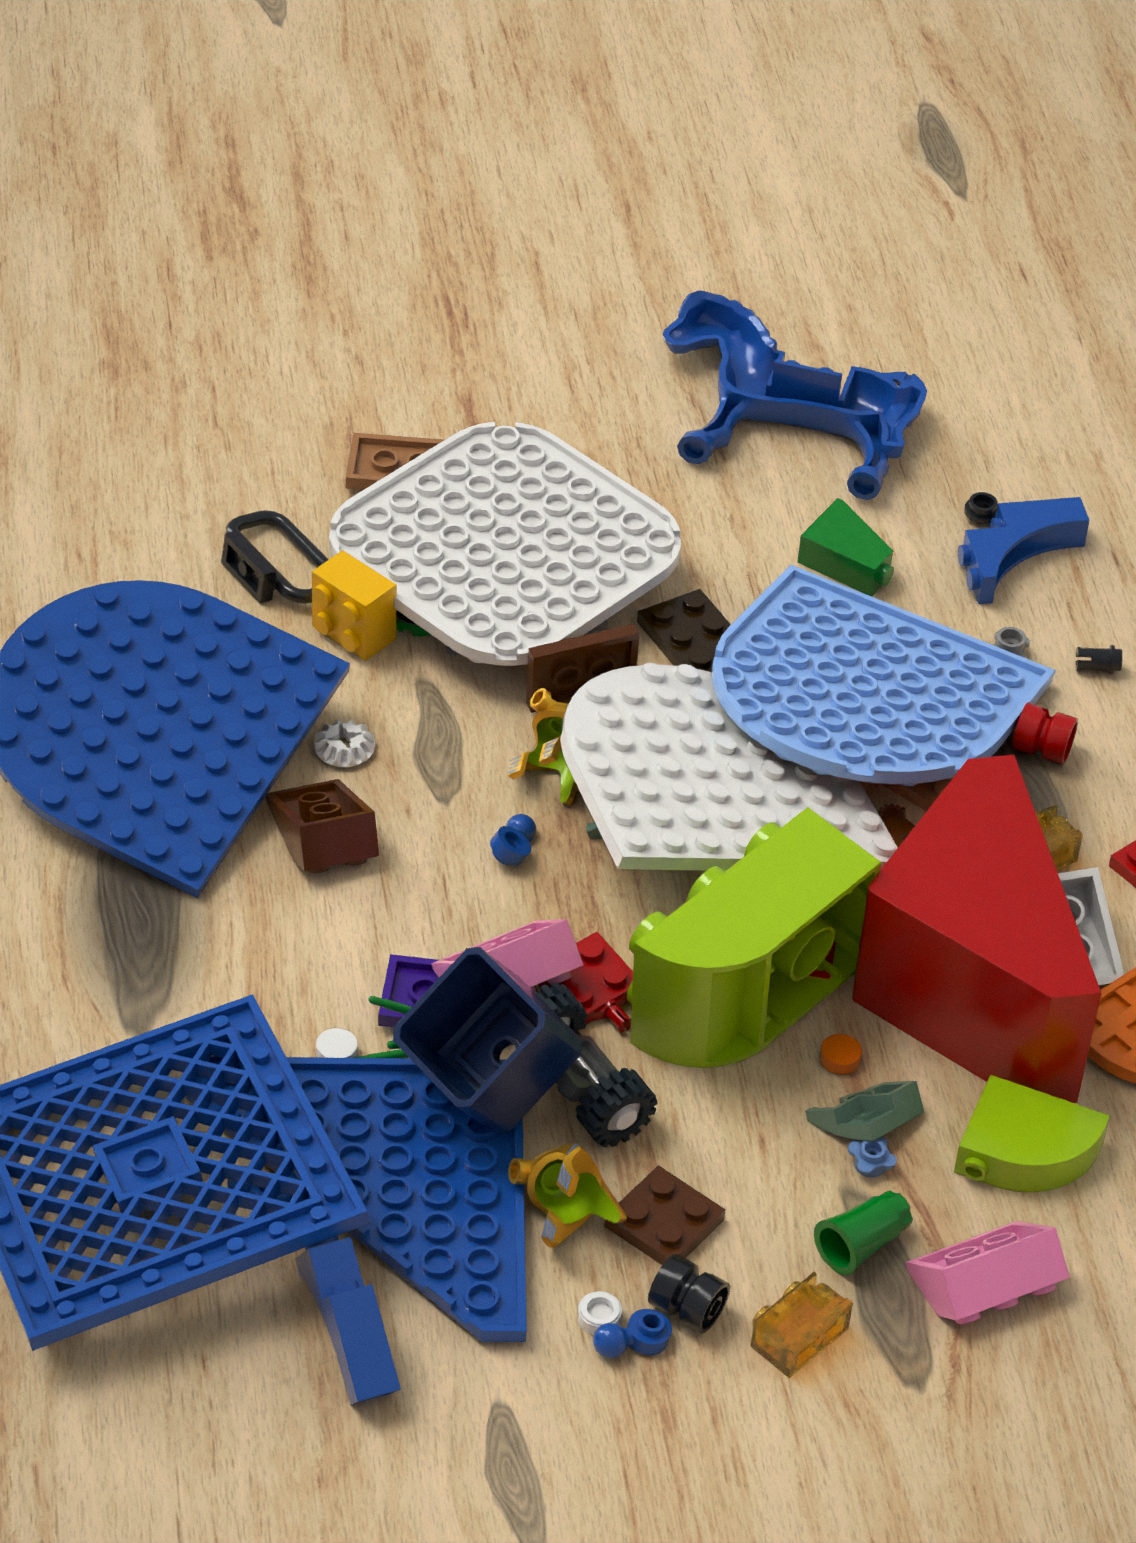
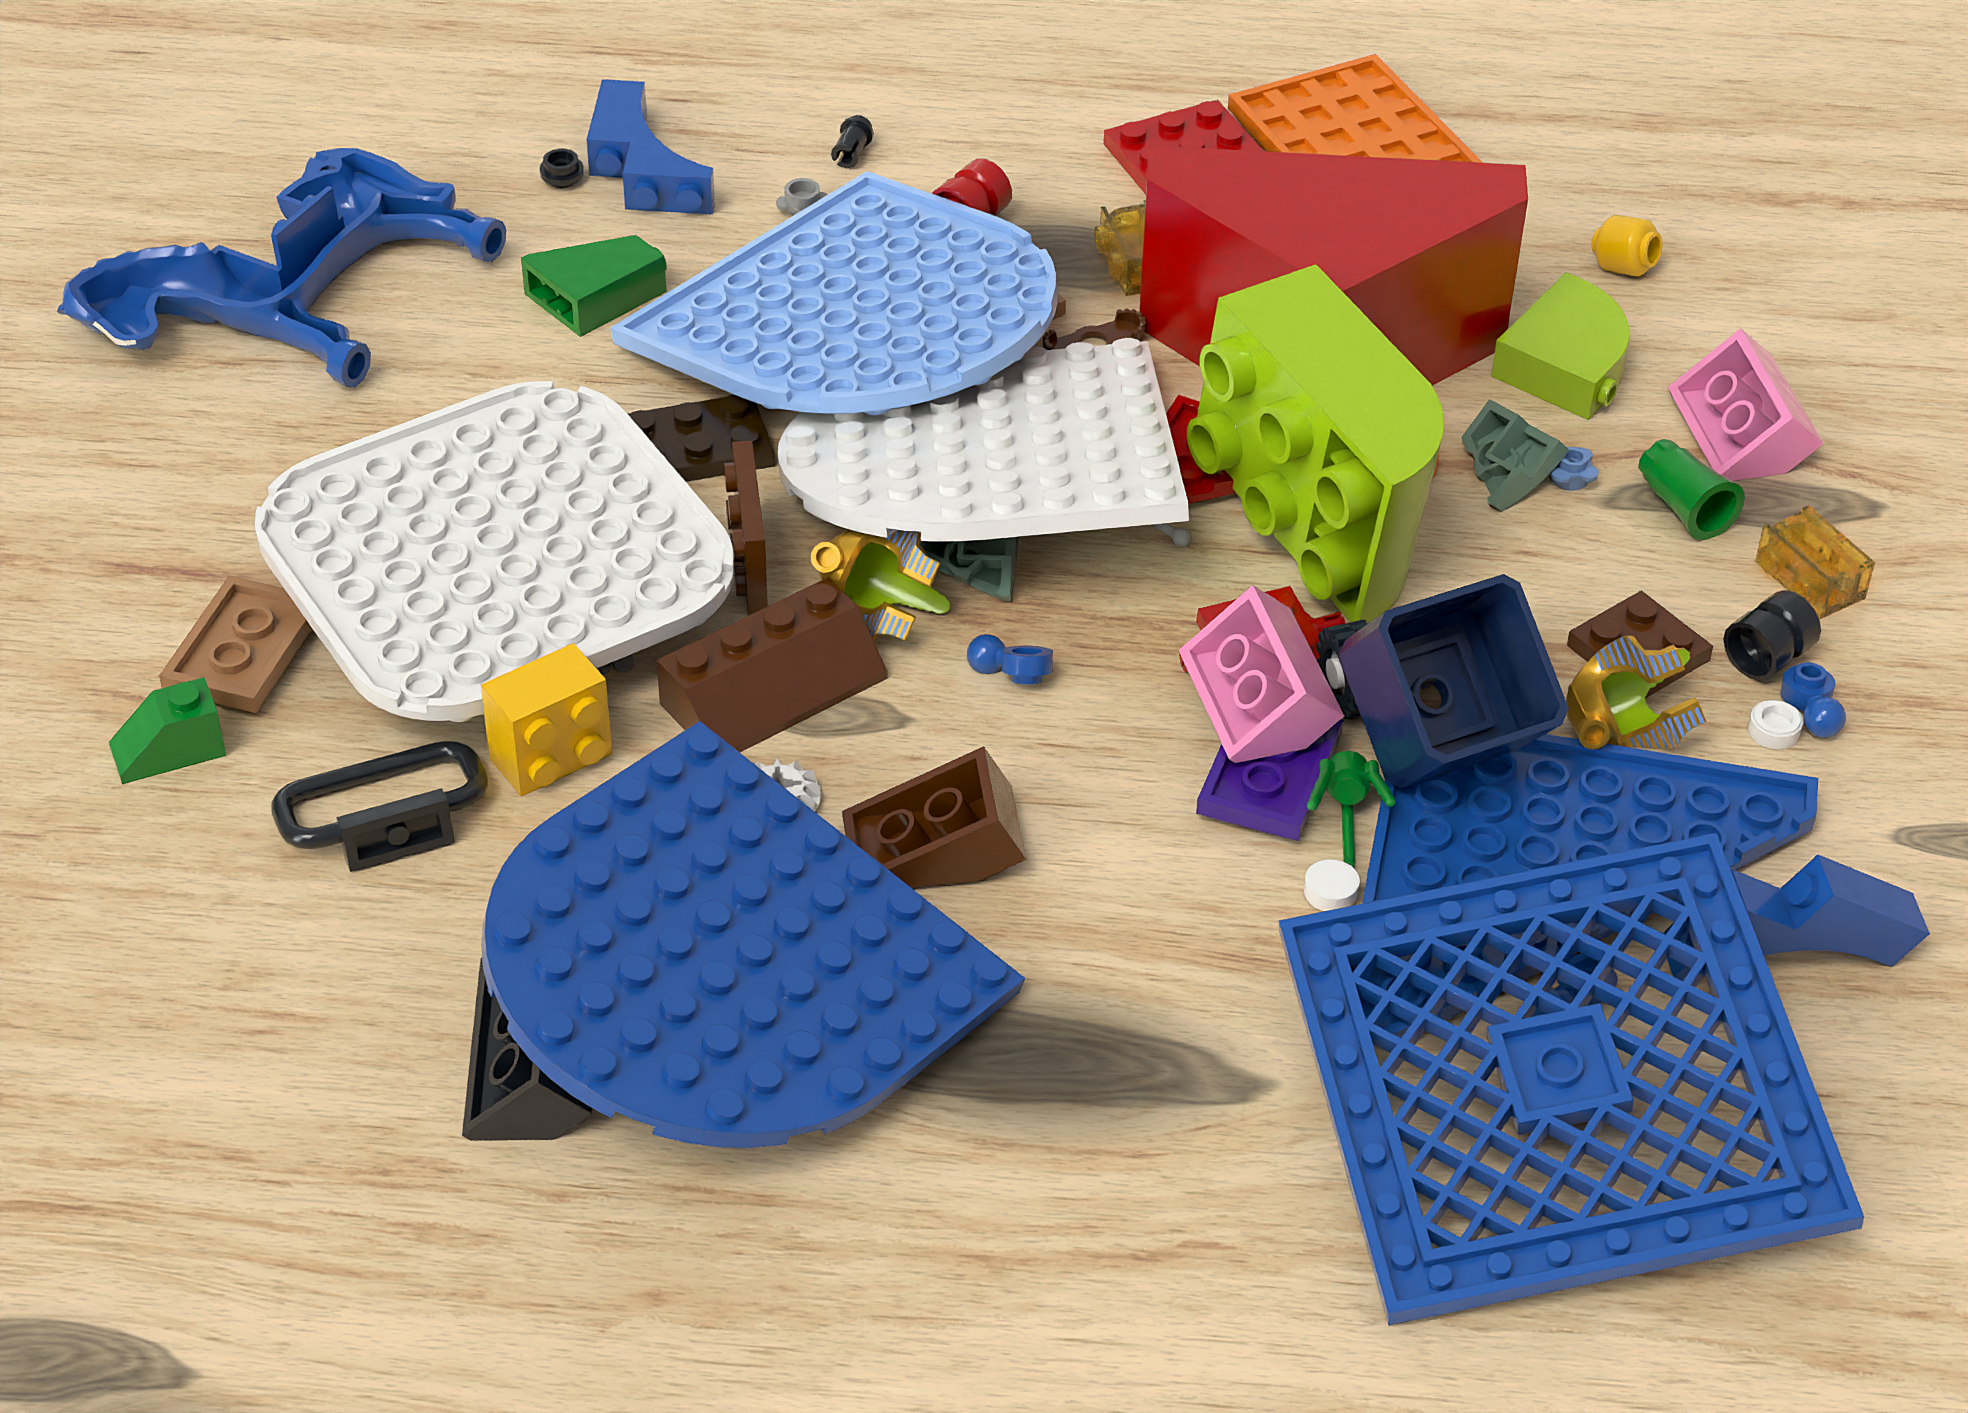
camera: 75 degrees left, 0 degrees up
(310, 454) = (168, 732): none -> green slope
(455, 713) = (772, 667): none -> reddish brown slope

